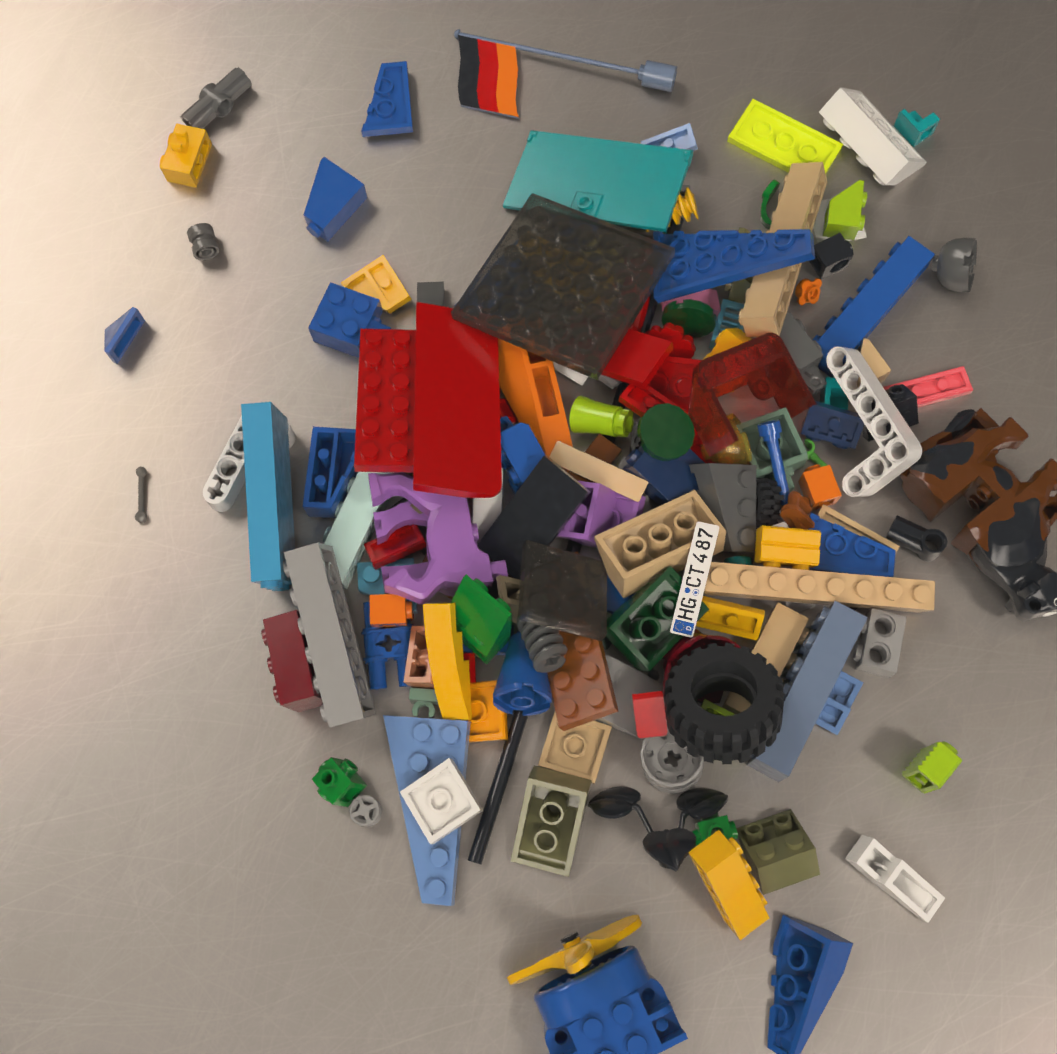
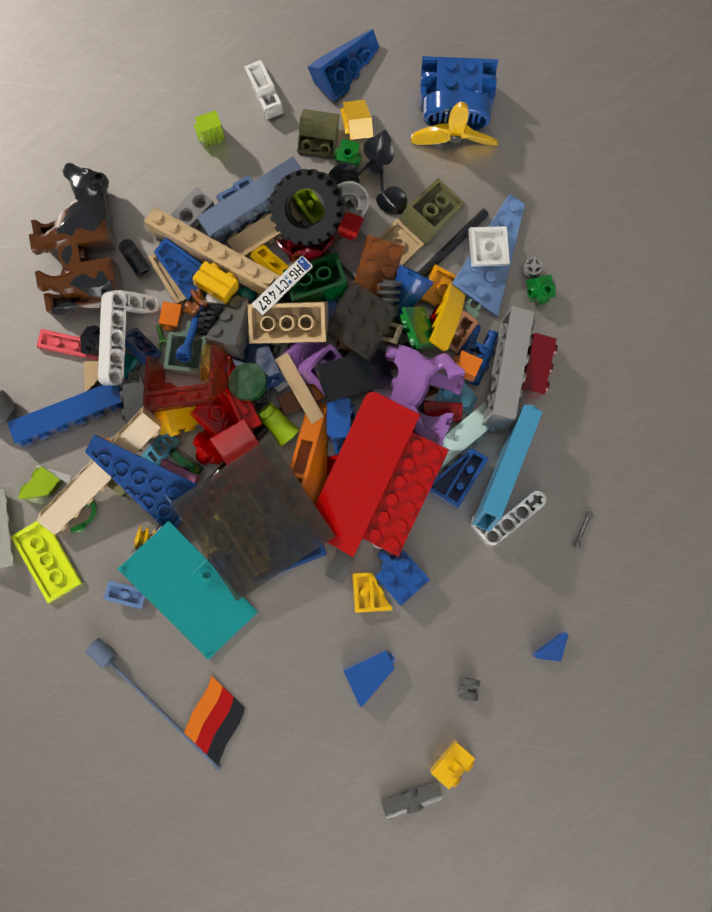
camera: 155 degrees left, 10 degrees up
(391, 102) = (292, 732): blue wing -> none
(831, 256) = (69, 460): black brick -> none

